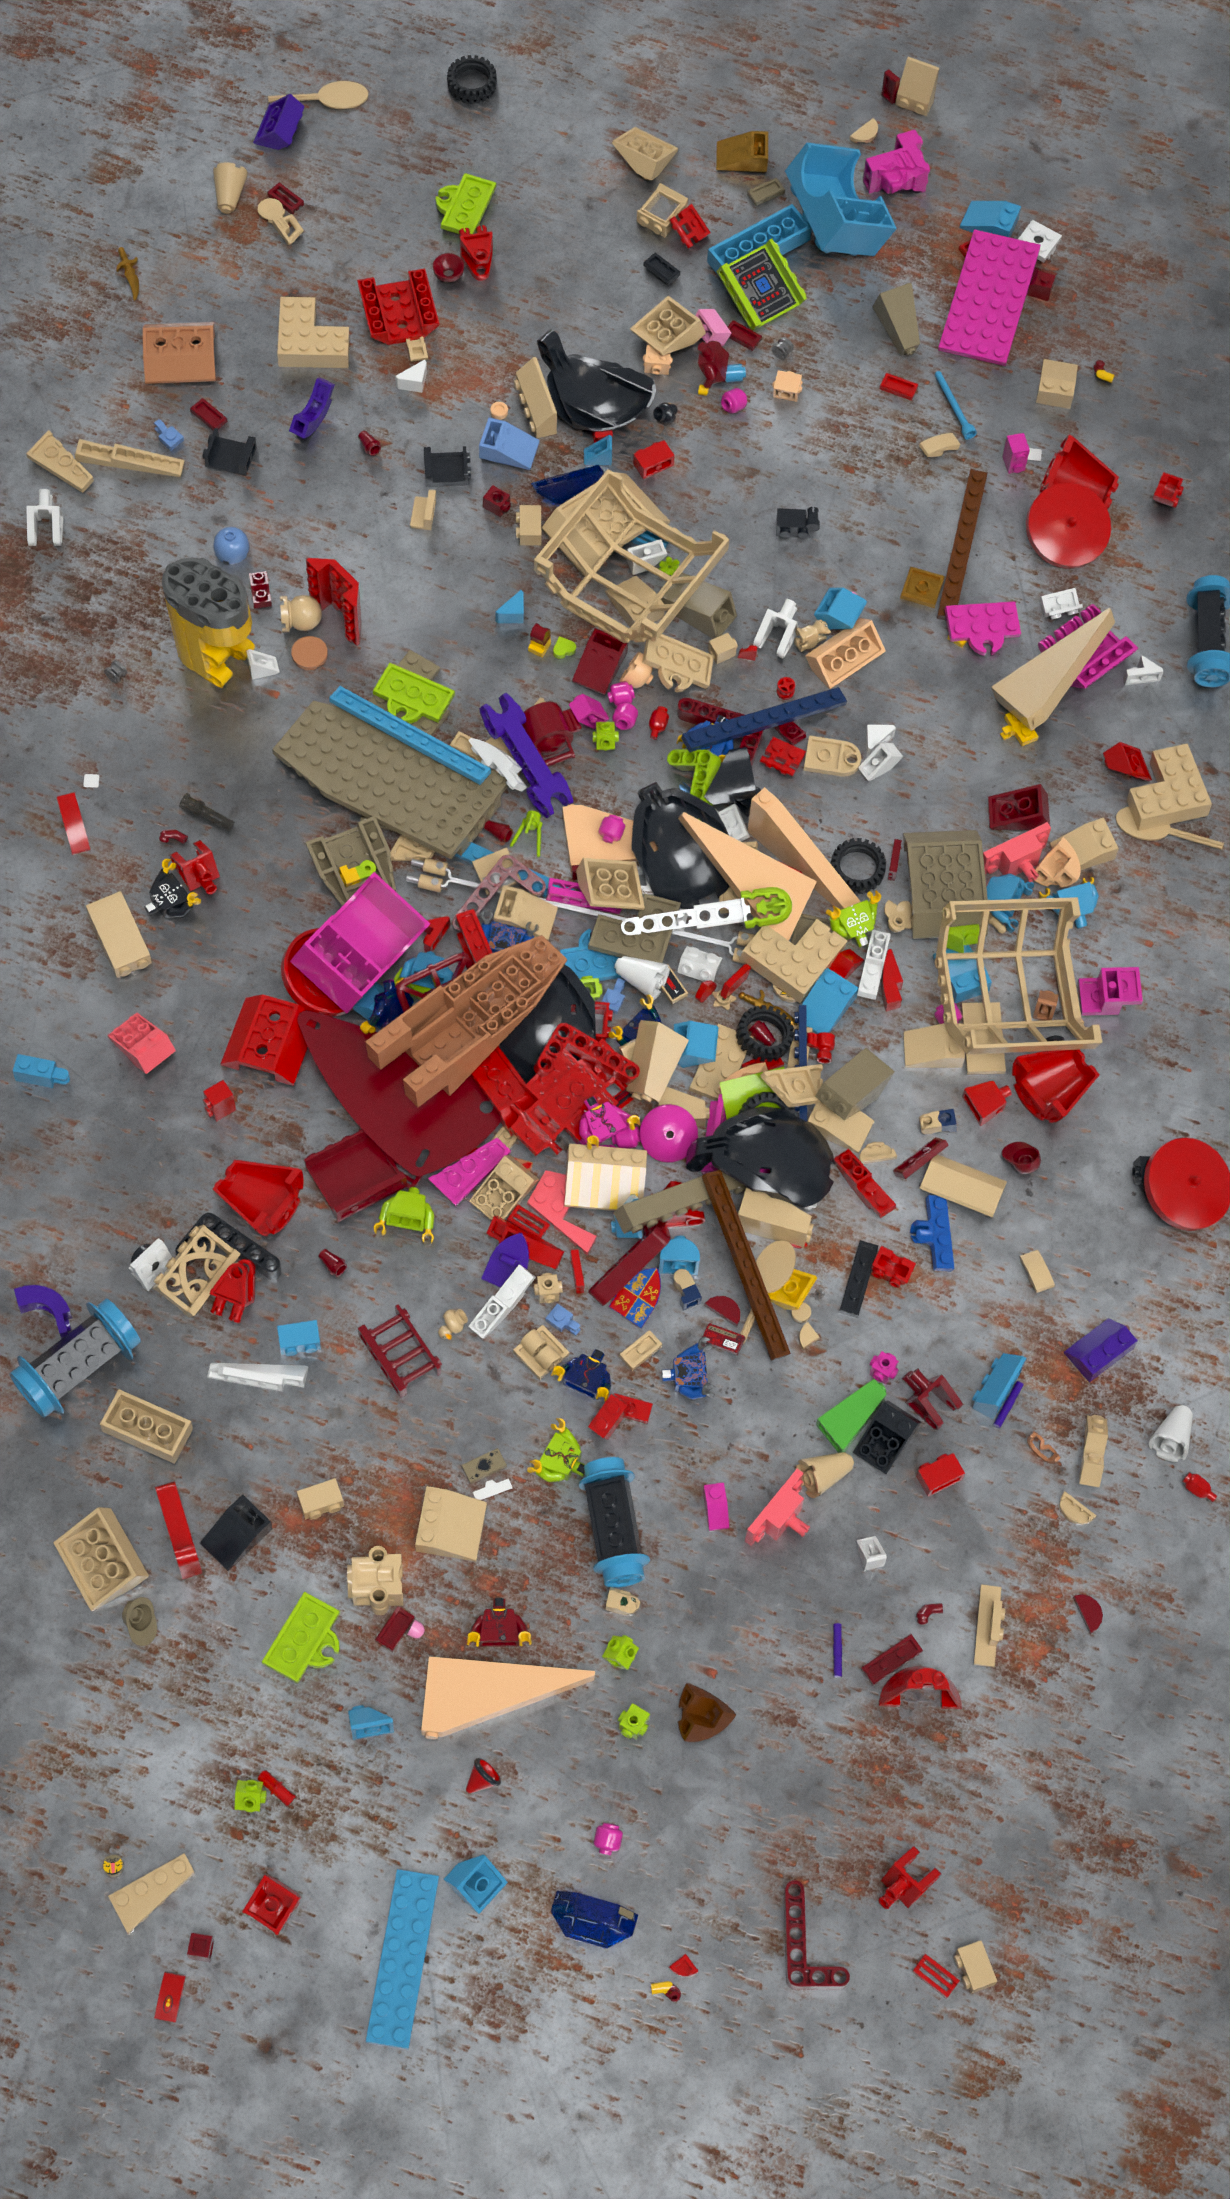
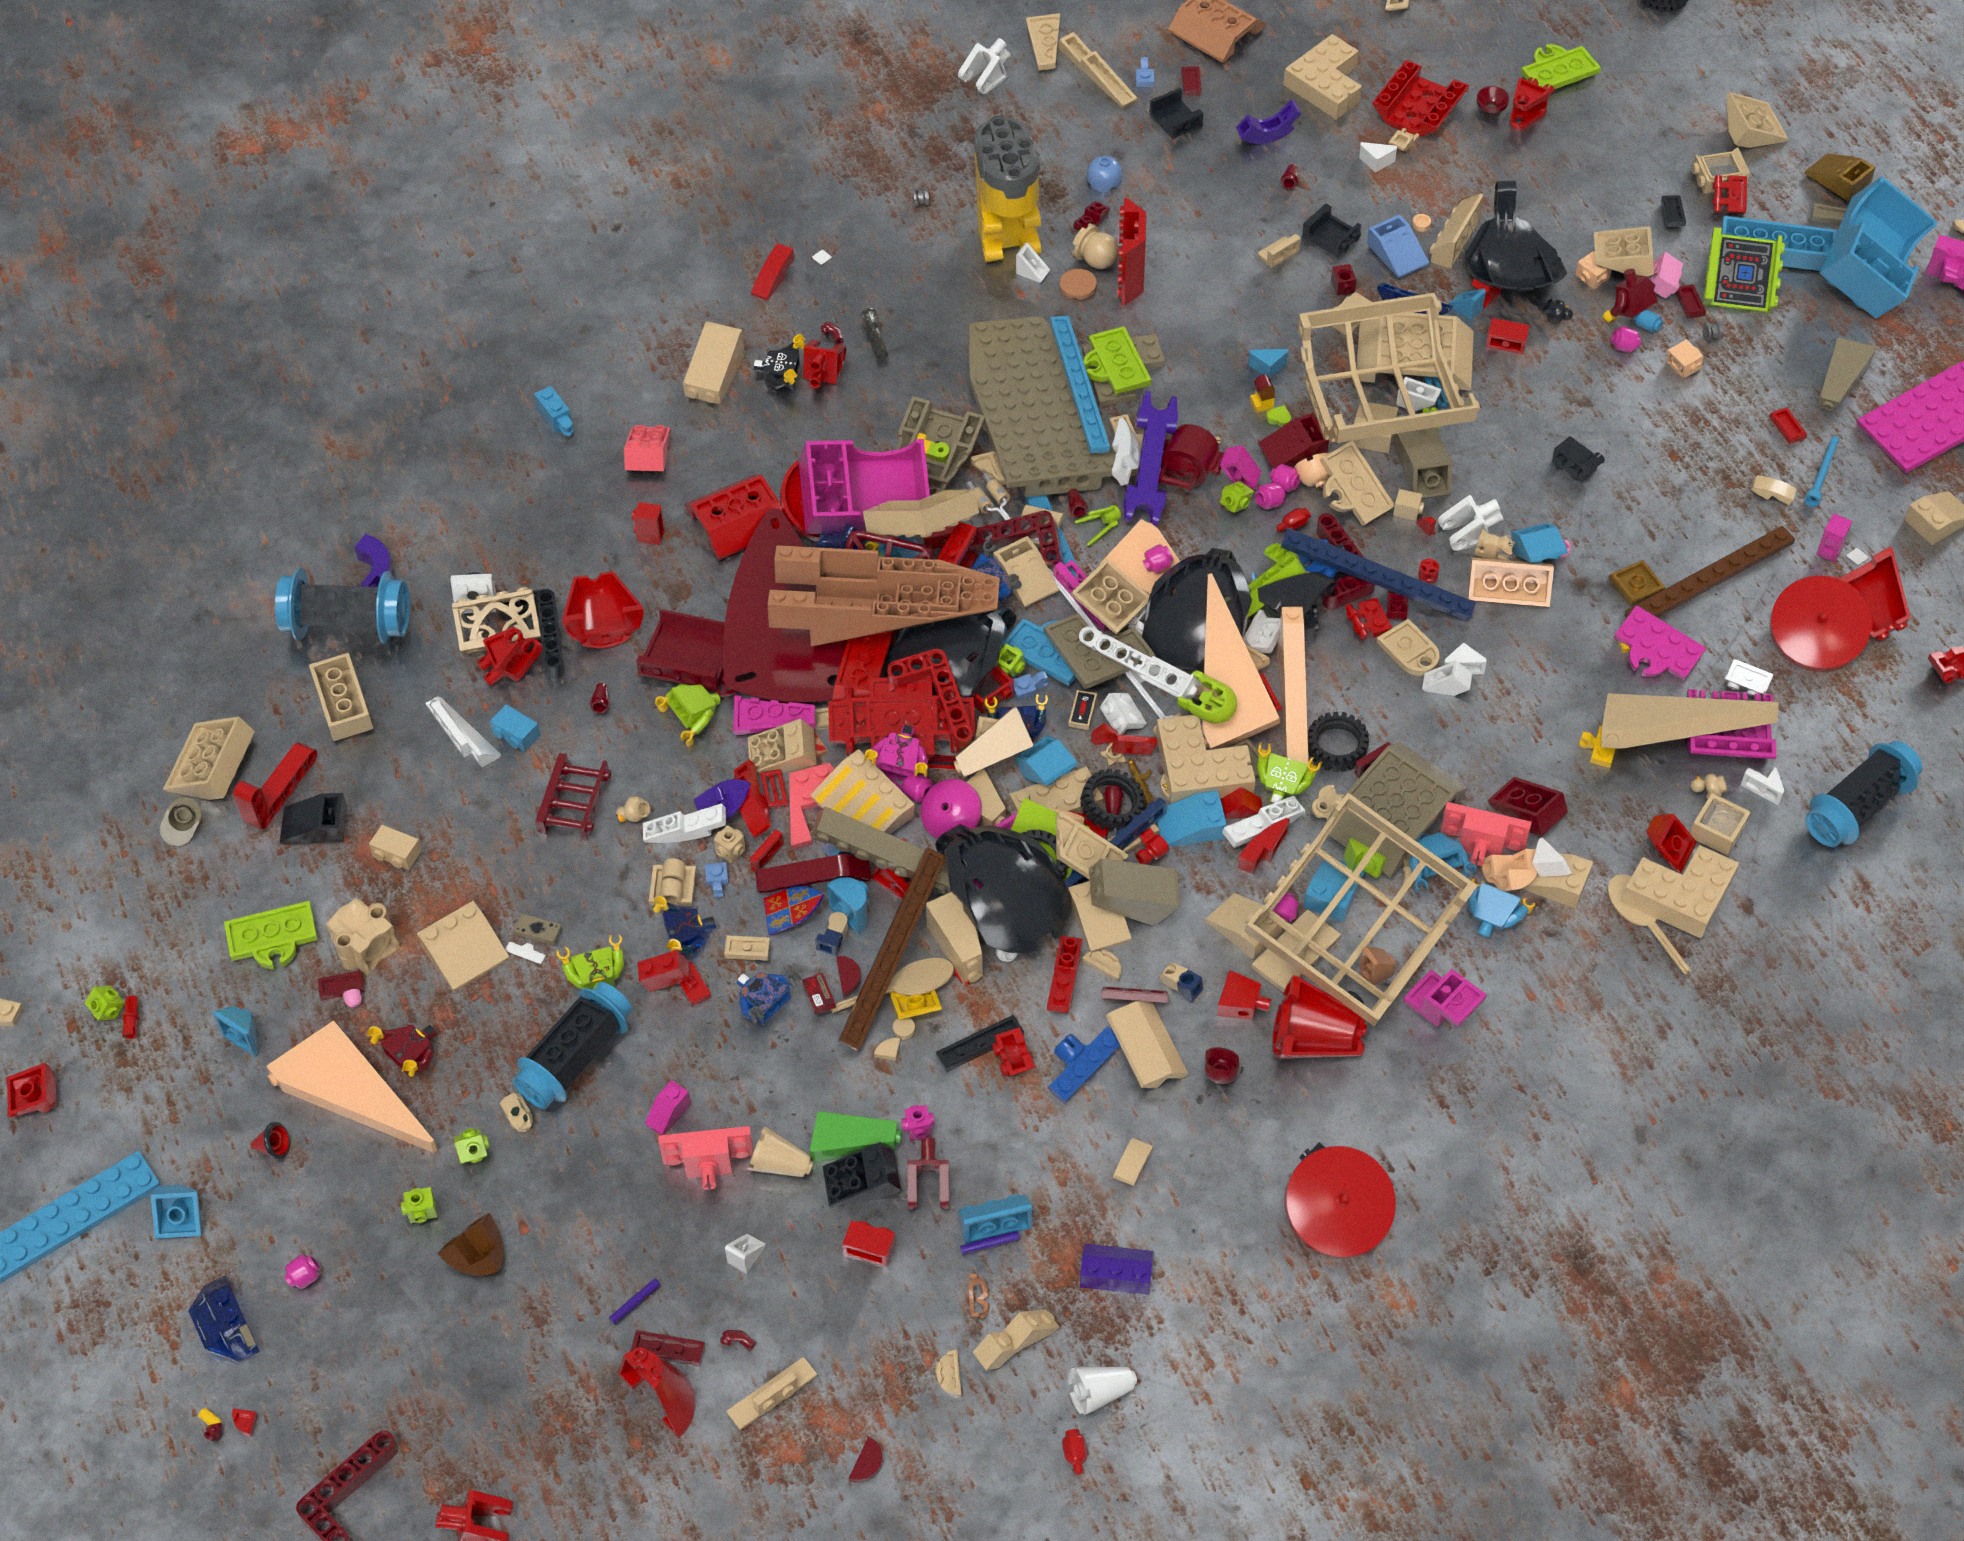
camera: 50 degrees right, 10 degrees down
(437, 934) = (922, 515): none -> tan piece
(643, 974) = (1063, 683): white cone -> none
(1080, 839) = (1549, 861): none -> white slope
(1114, 699) = (1712, 783): none -> tan animal
(1147, 725) = (1720, 824): none -> tan piece

